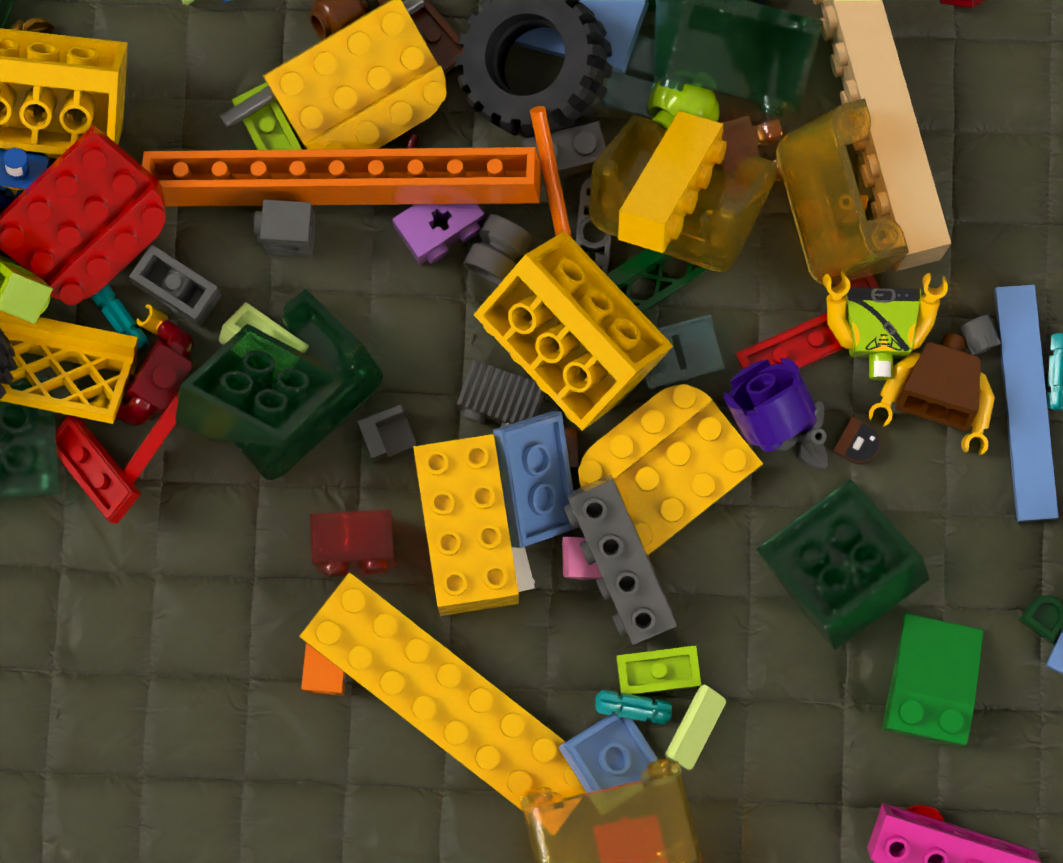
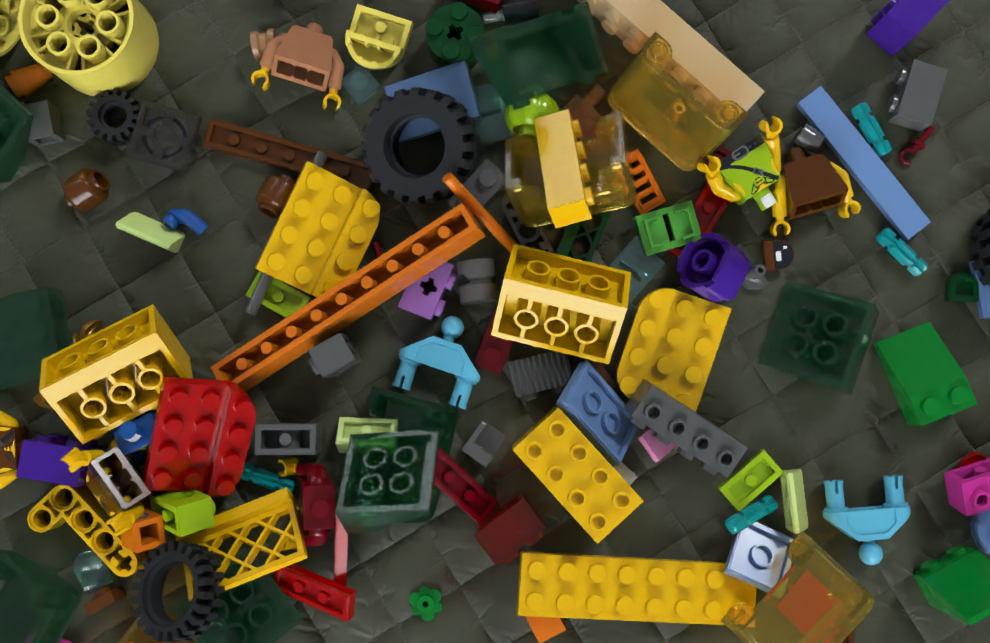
camera: 25 degrees left, 5 degrees up
(210, 580) = (432, 597): none -> green plant
(329, 461) = (462, 488): none -> dark red tile
(406, 309) = (442, 355): none -> medium azure connector
(465, 343) = (493, 351): none -> dark red plate
(733, 326) = (654, 232): none -> bright green piece
(760, 804) = (867, 522): none -> medium azure connector
(765, 294) = (642, 167): none -> orange slope
(1003, 530) = (901, 252): none -> teal axle

